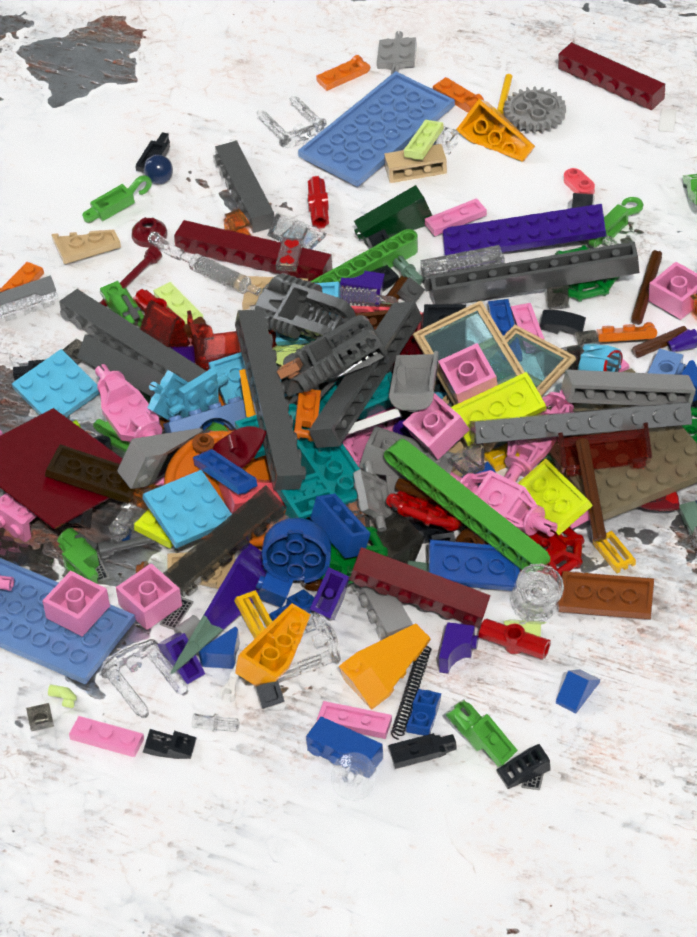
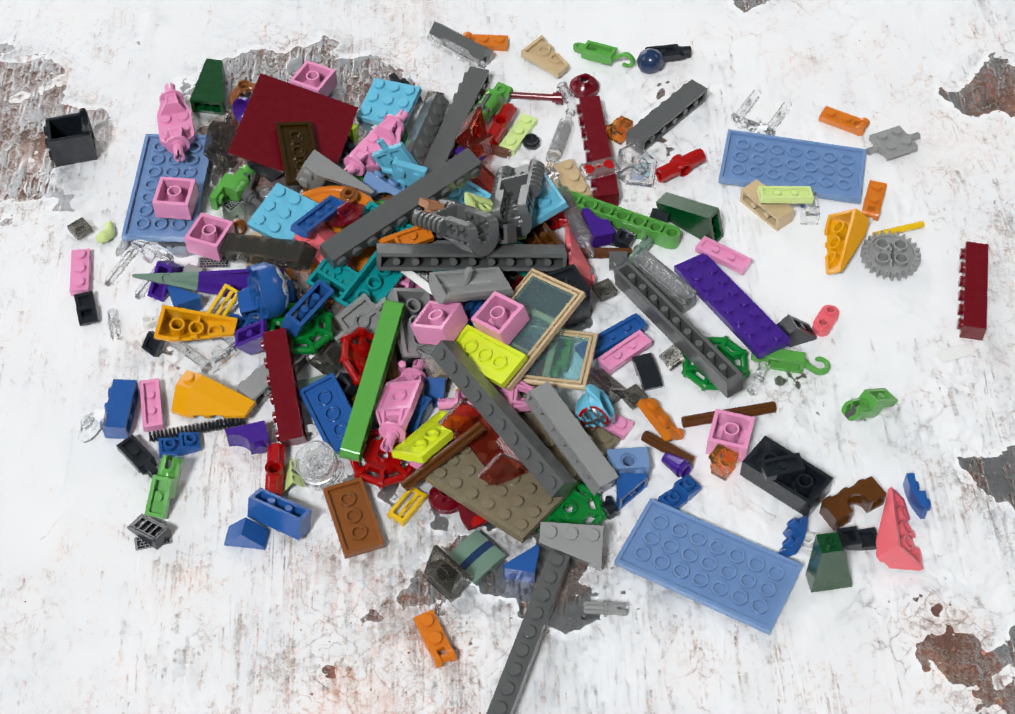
camera: 60 degrees right, 5 degrees up
(198, 297) = (531, 141): none -> black plate
(573, 647) = (279, 513): none -> blue brick
(624, 524) = (442, 503): none -> dark red piece

